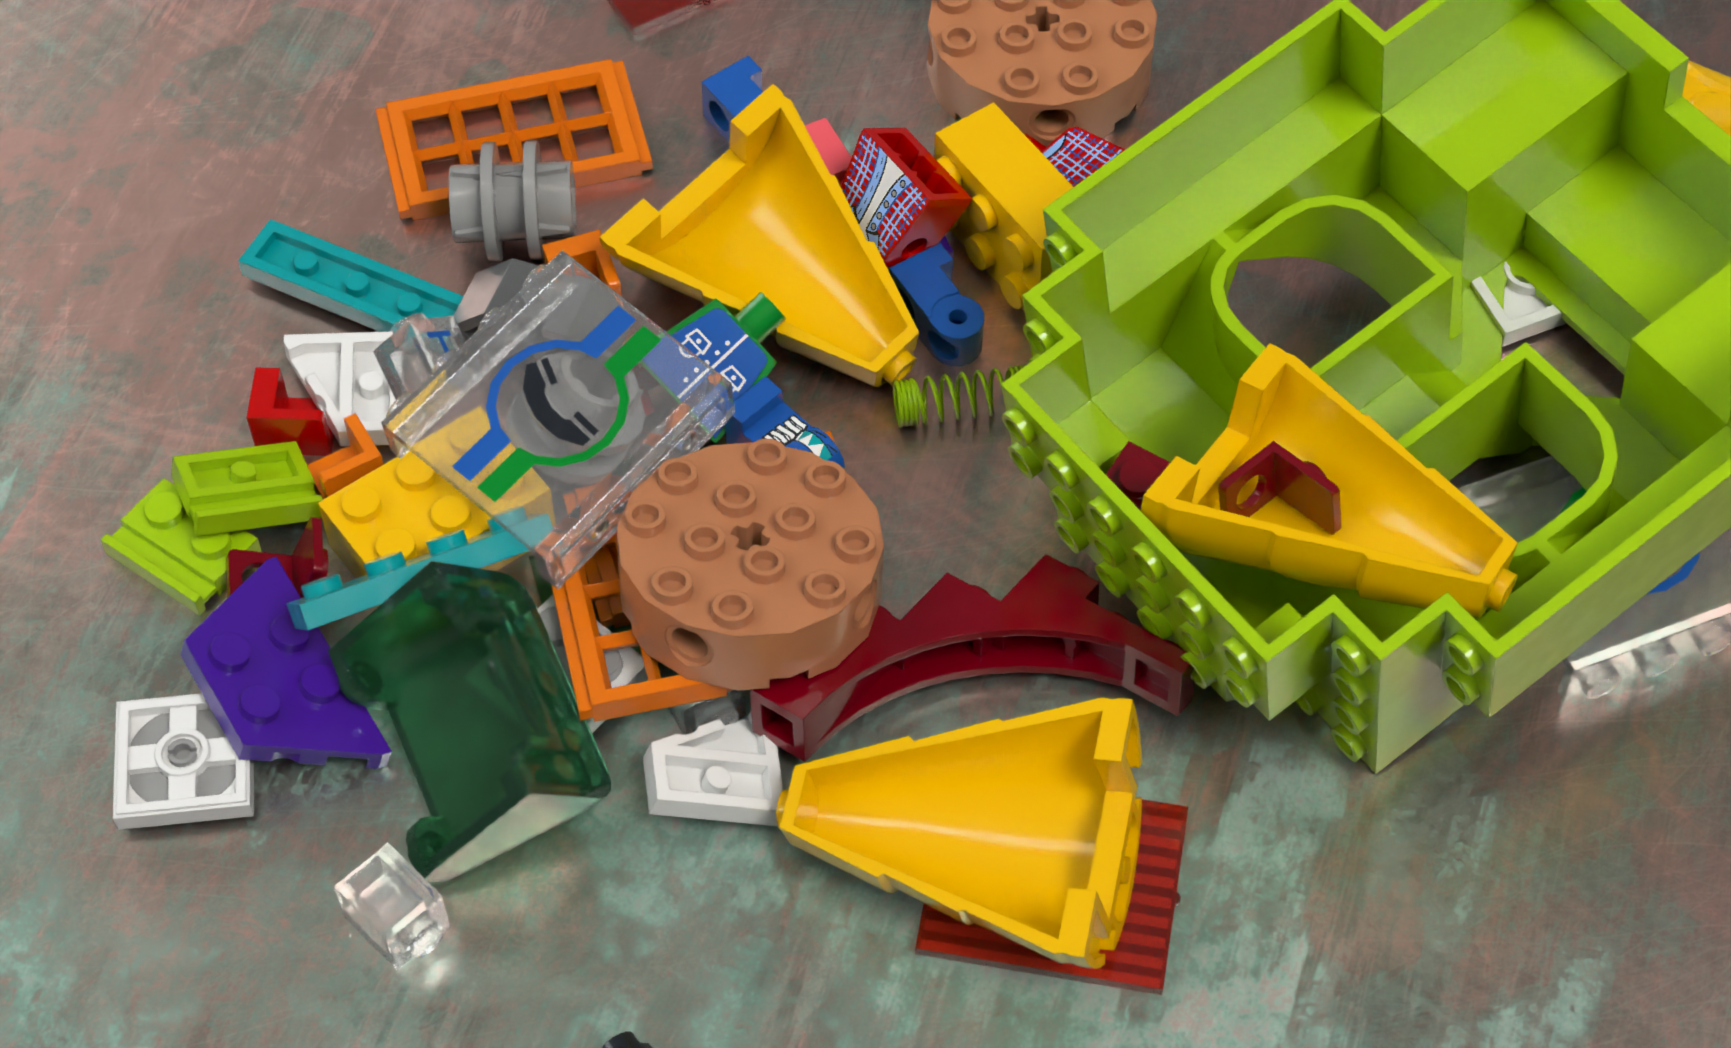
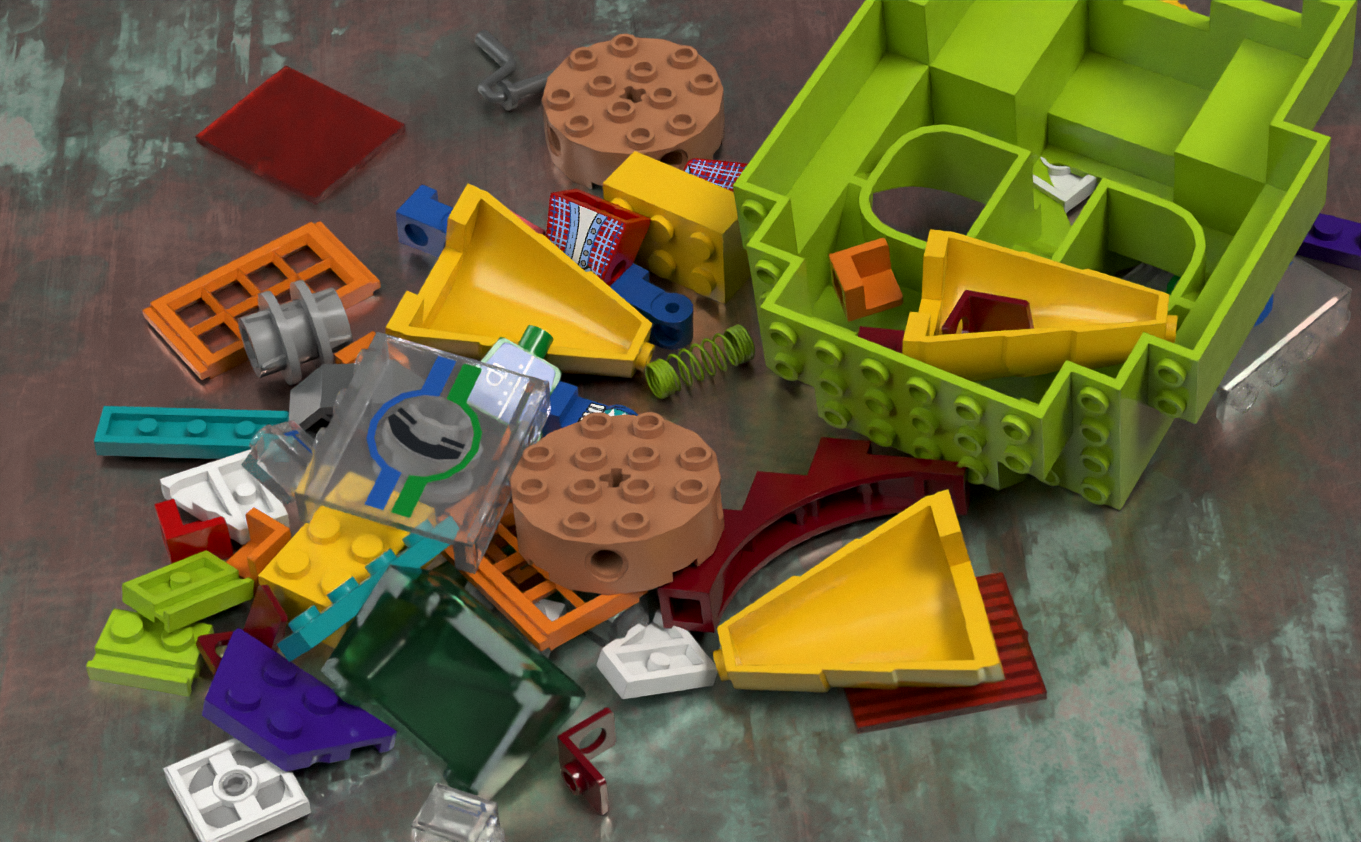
camera: 20 degrees left, 10 degrees down
(570, 859) = (575, 766): none -> dark red bracket
(1177, 374) = (864, 279): none -> orange panel

